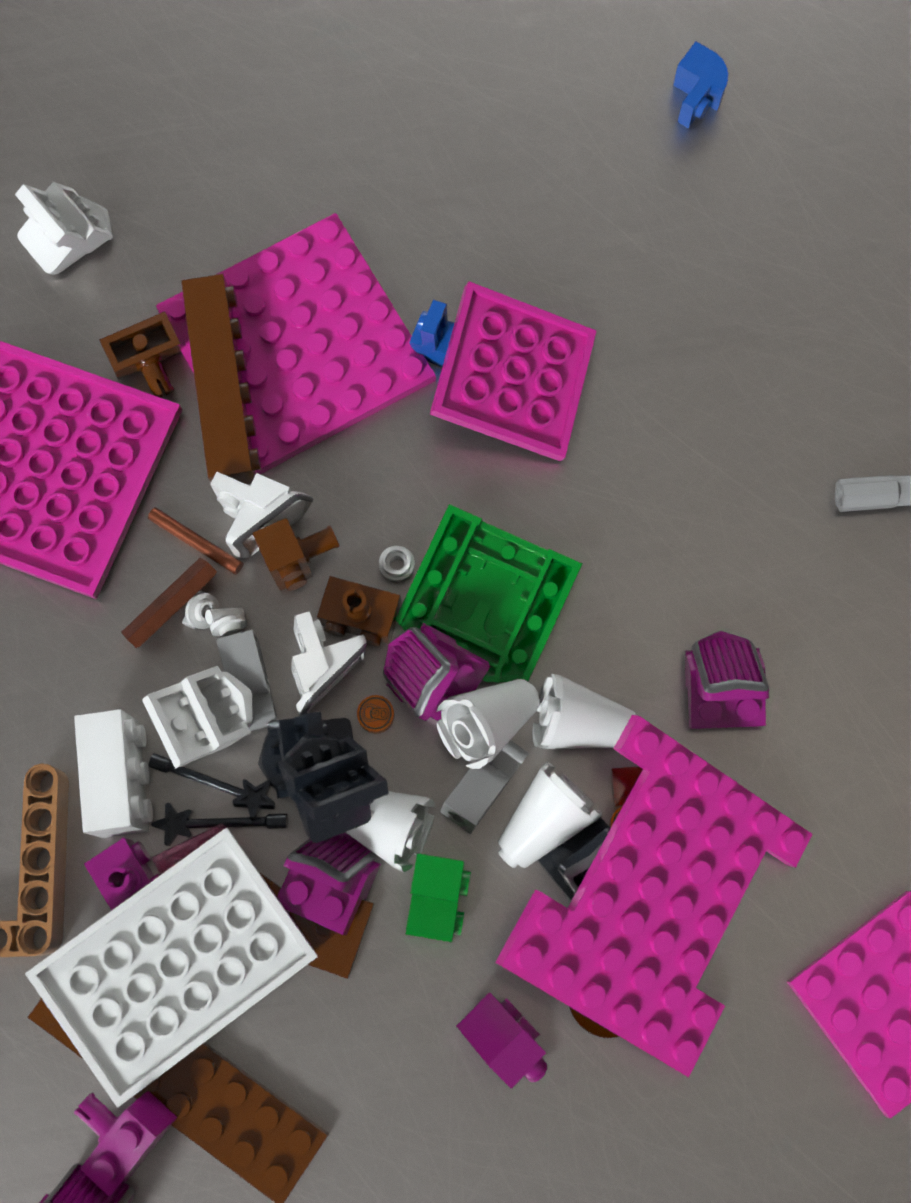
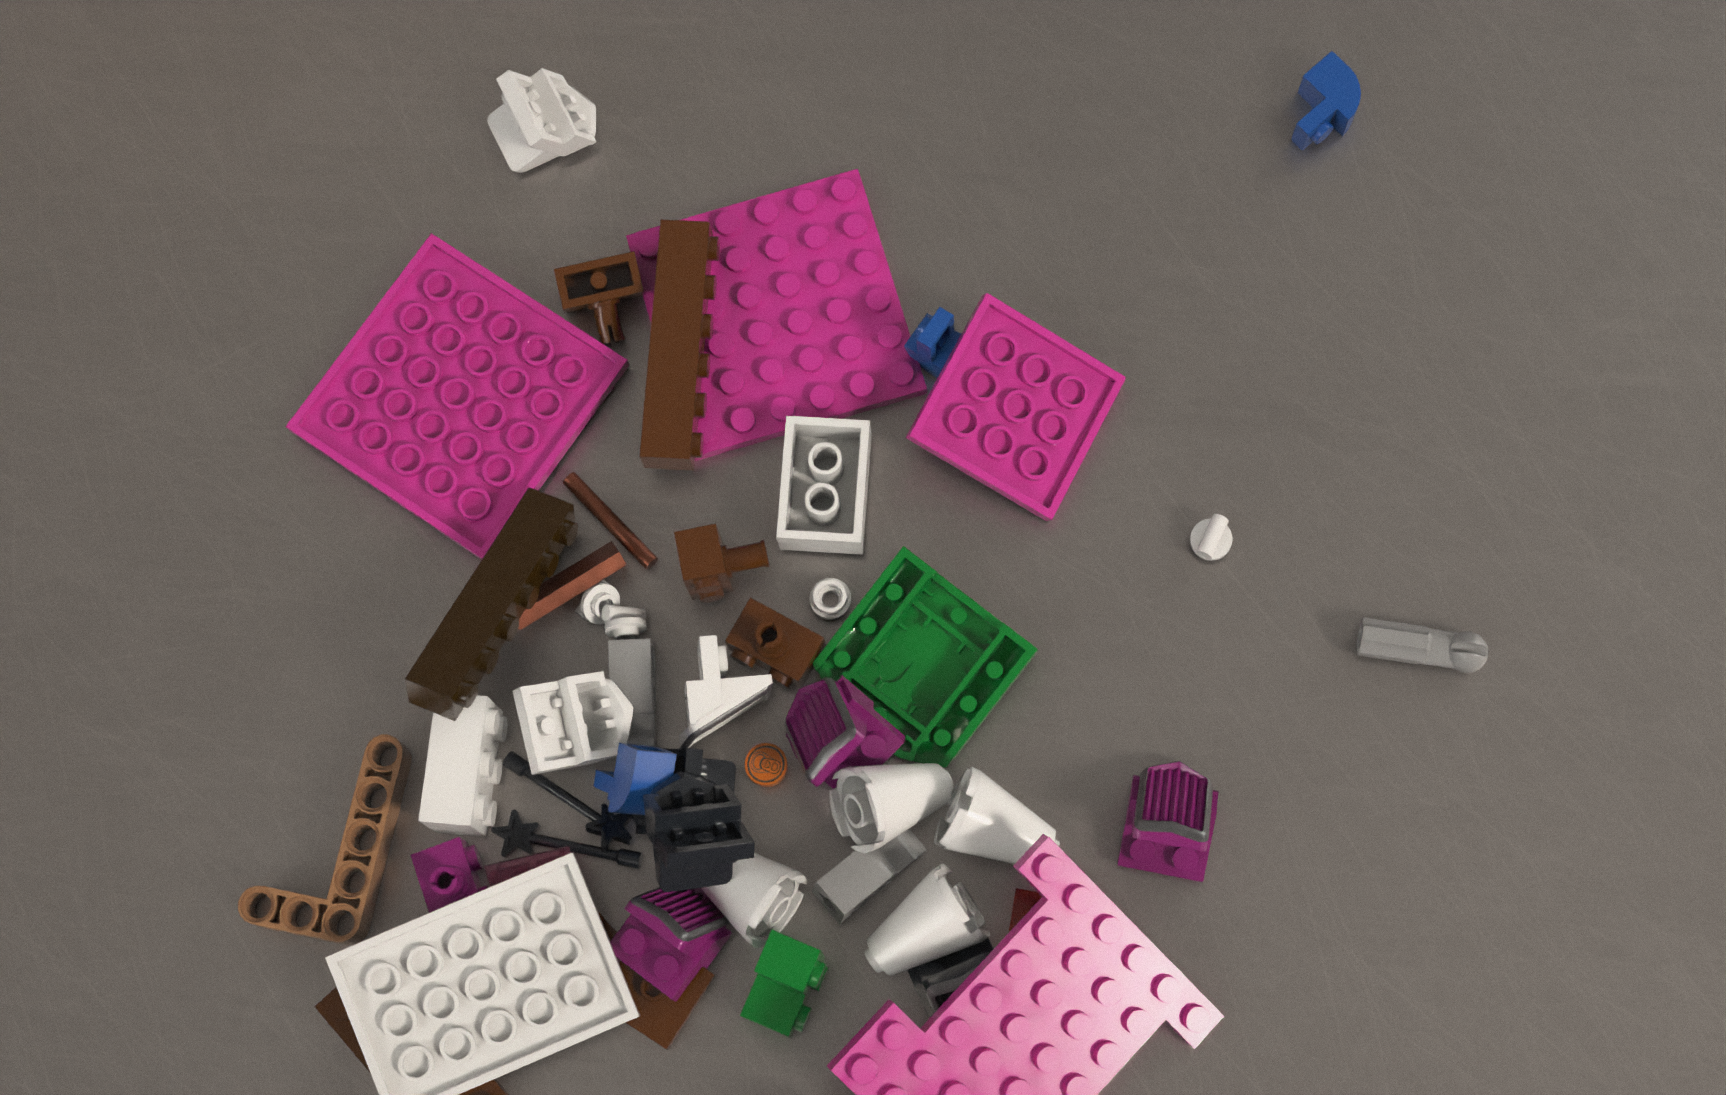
camera: 20 degrees right, 0 degrees up
(106, 633) = (491, 605): none -> dark brown brick
(256, 508) = (686, 503): white piece -> none
(266, 746) = (635, 774): none -> blue brick
(369, 469) = (824, 485): none -> white brick
(698, 443) = (1211, 538): none -> white plate

